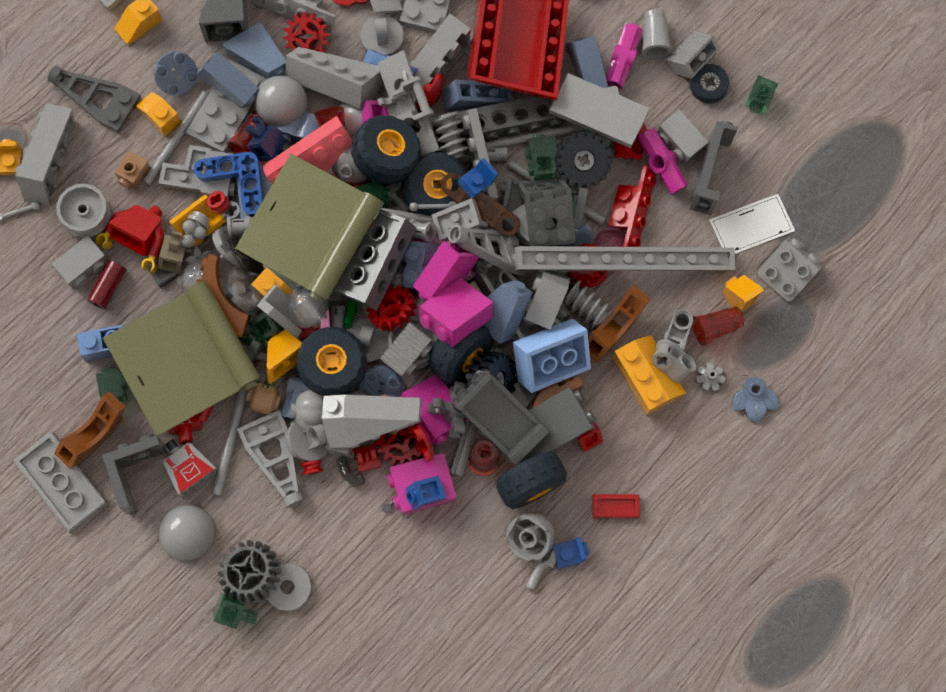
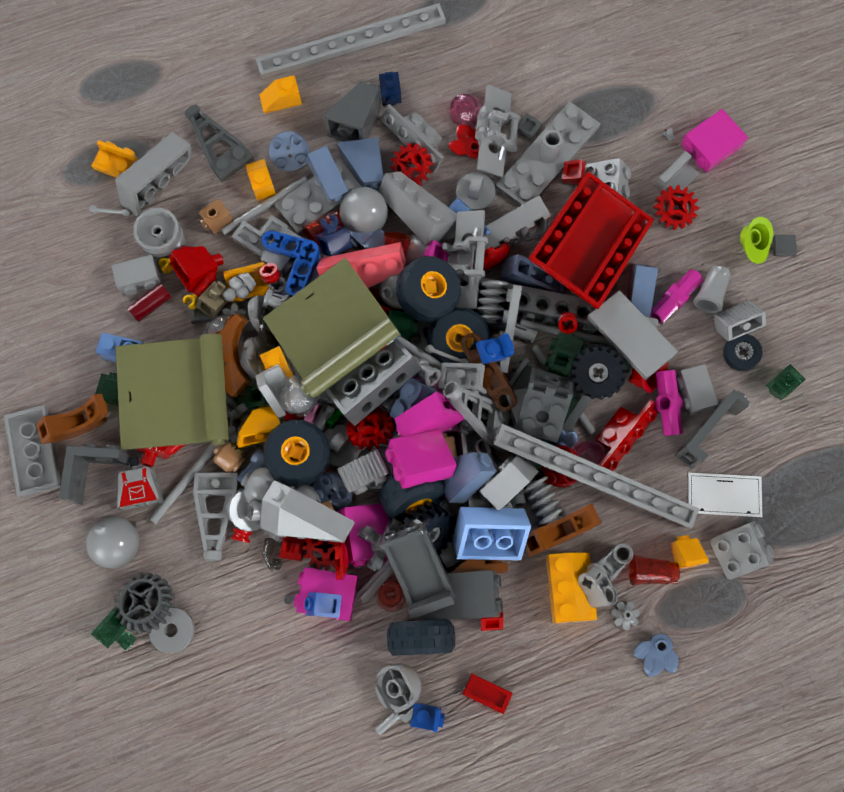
camera: 30 degrees right, 0 degrees up
(528, 121) = (564, 318): none -> red bush

